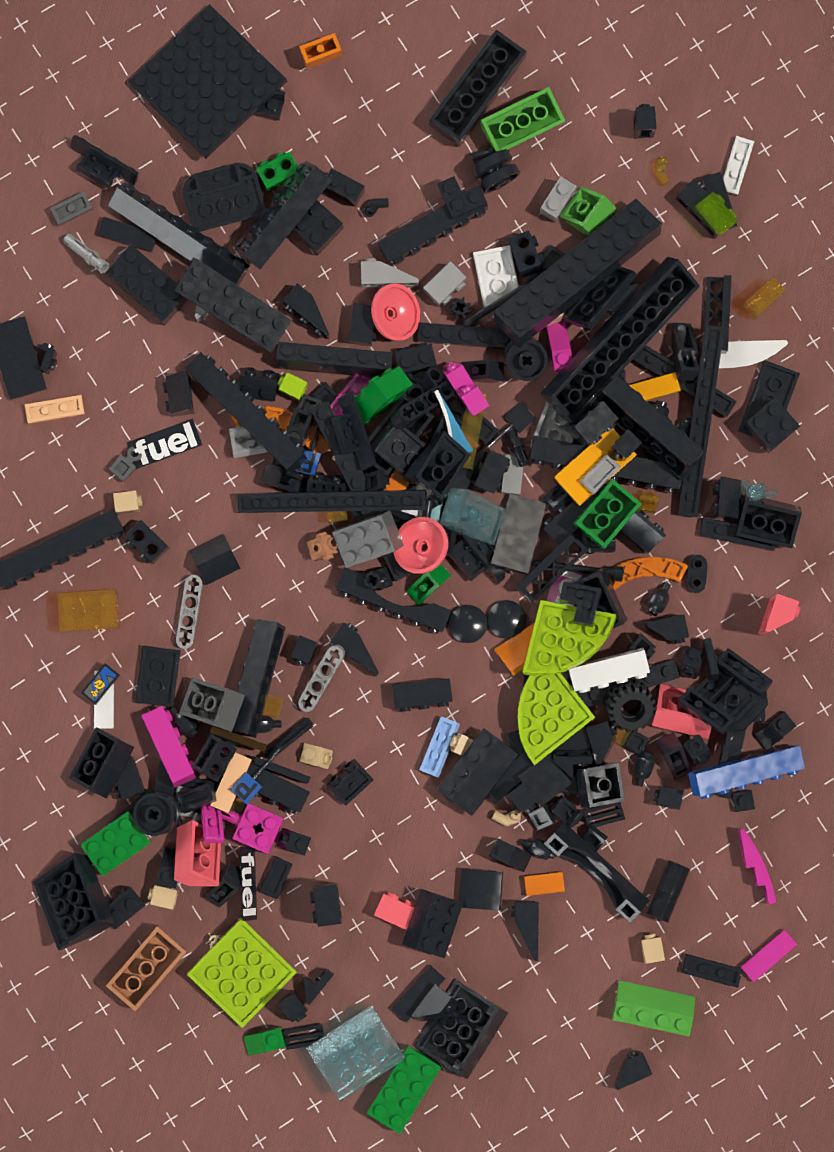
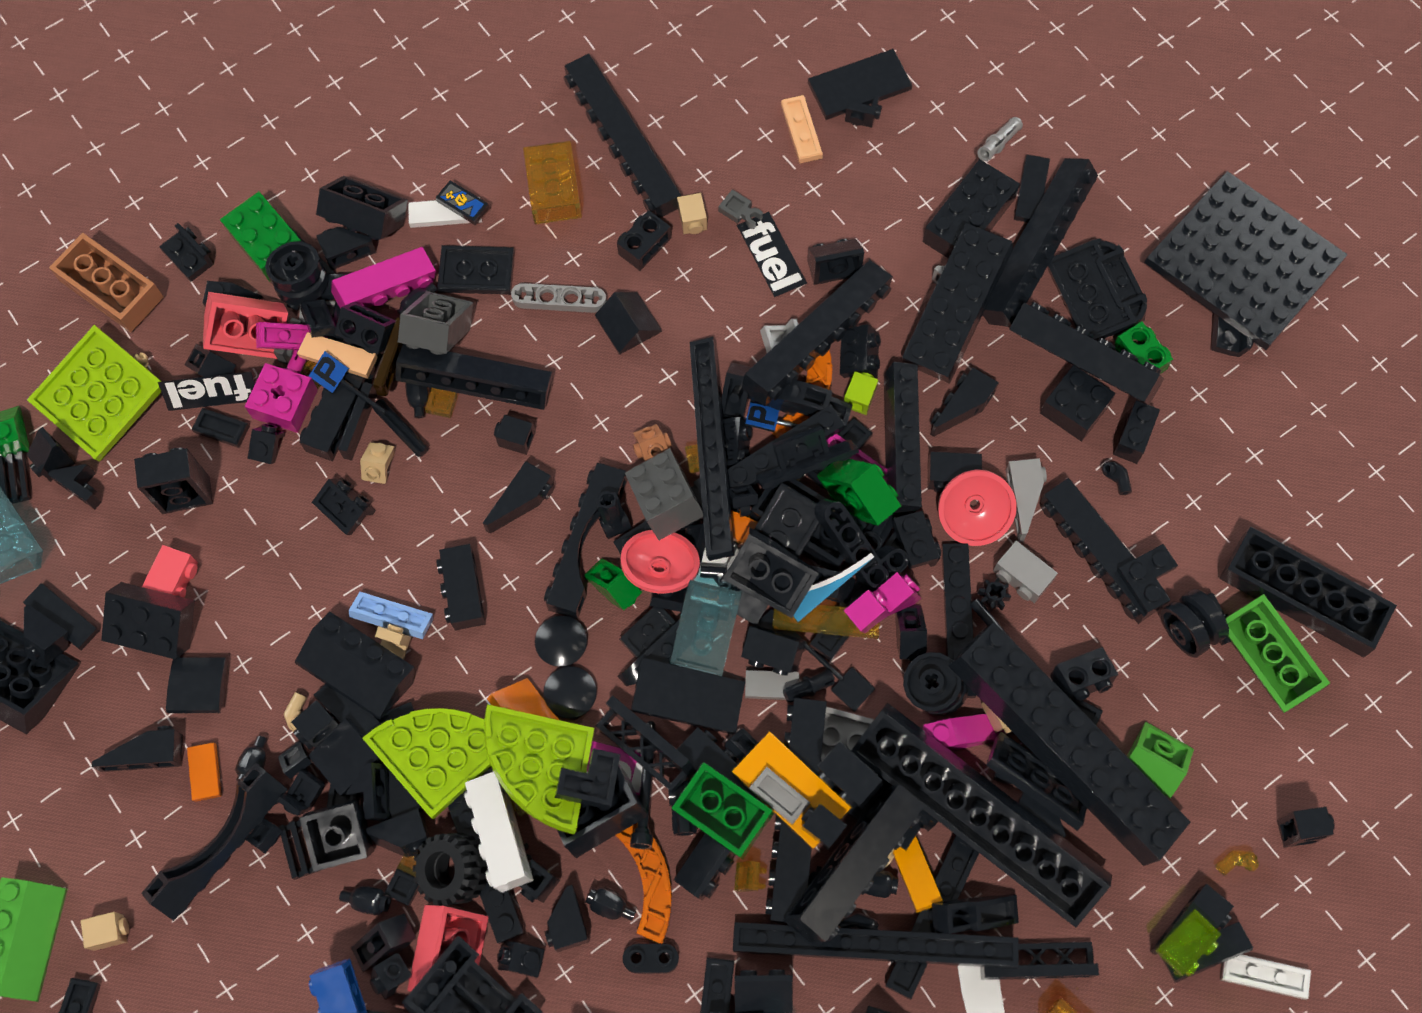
camera: 90 degrees right, 15 degrees down
(71, 208) = (1054, 123): dark grey plate -> none
(73, 901) = (189, 192): black slope -> none
(101, 165) = (1113, 148): black bracket -> none
(163, 897) = (192, 296): tan brick -> none
(320, 51) = (1315, 387): orange brick -> none
(320, 677) = (479, 453): light grey beam -> none
(495, 273) = (1051, 638): white tile -> none
(510, 855) = (243, 719): black slope -> none
(558, 199) = (1169, 714): light grey brick -> none
(668, 797) = (322, 939): black brick -> none
(668, 891) = (190, 947): black piece -> none
(710, 658) = (524, 986): black tile -> none

